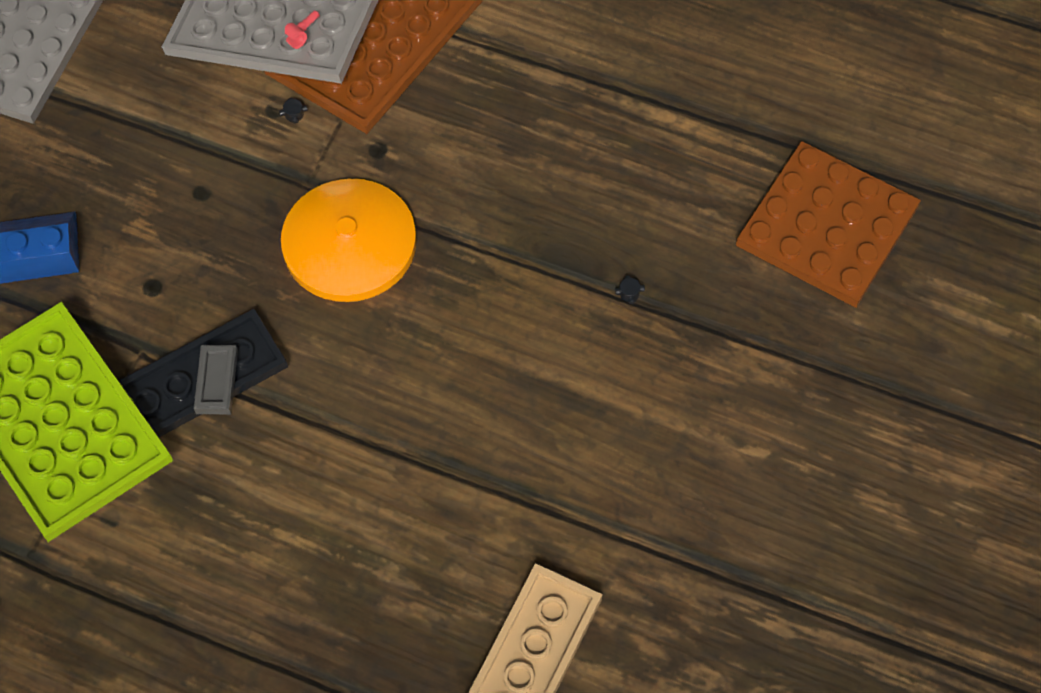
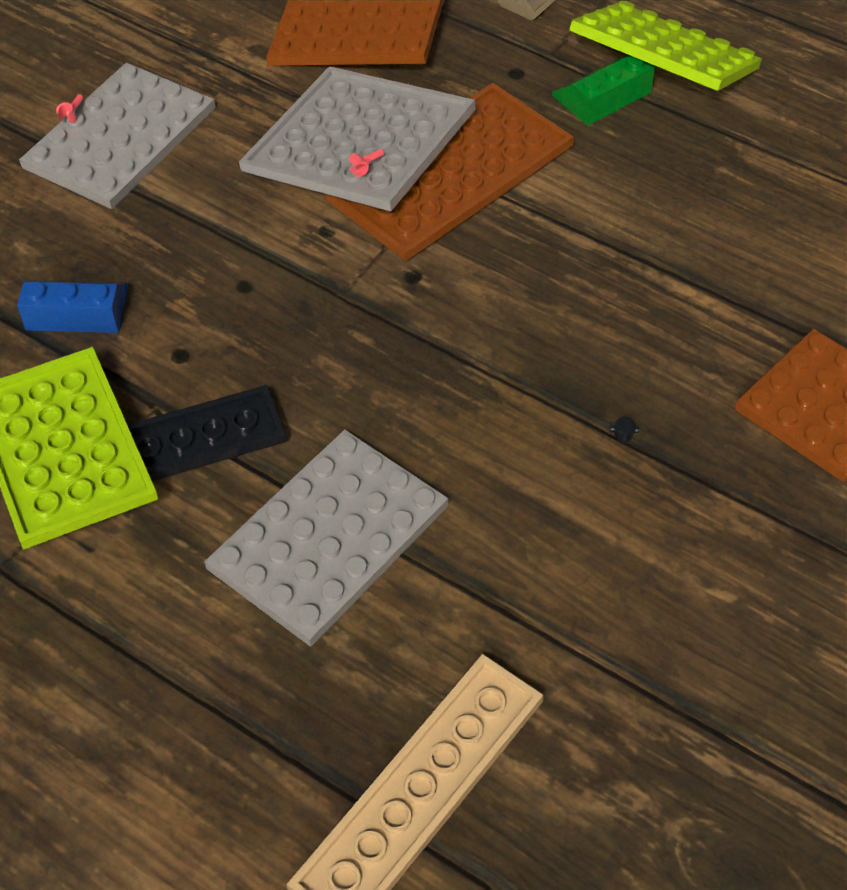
camera: 10 degrees right, 10 degrees down
(216, 379) = (215, 437): dark grey tile -> none
(293, 110) = (343, 232): black piece -> none
(348, 240) = (368, 345): light orange dish -> none
(353, 463) = (326, 536): none -> light grey plate

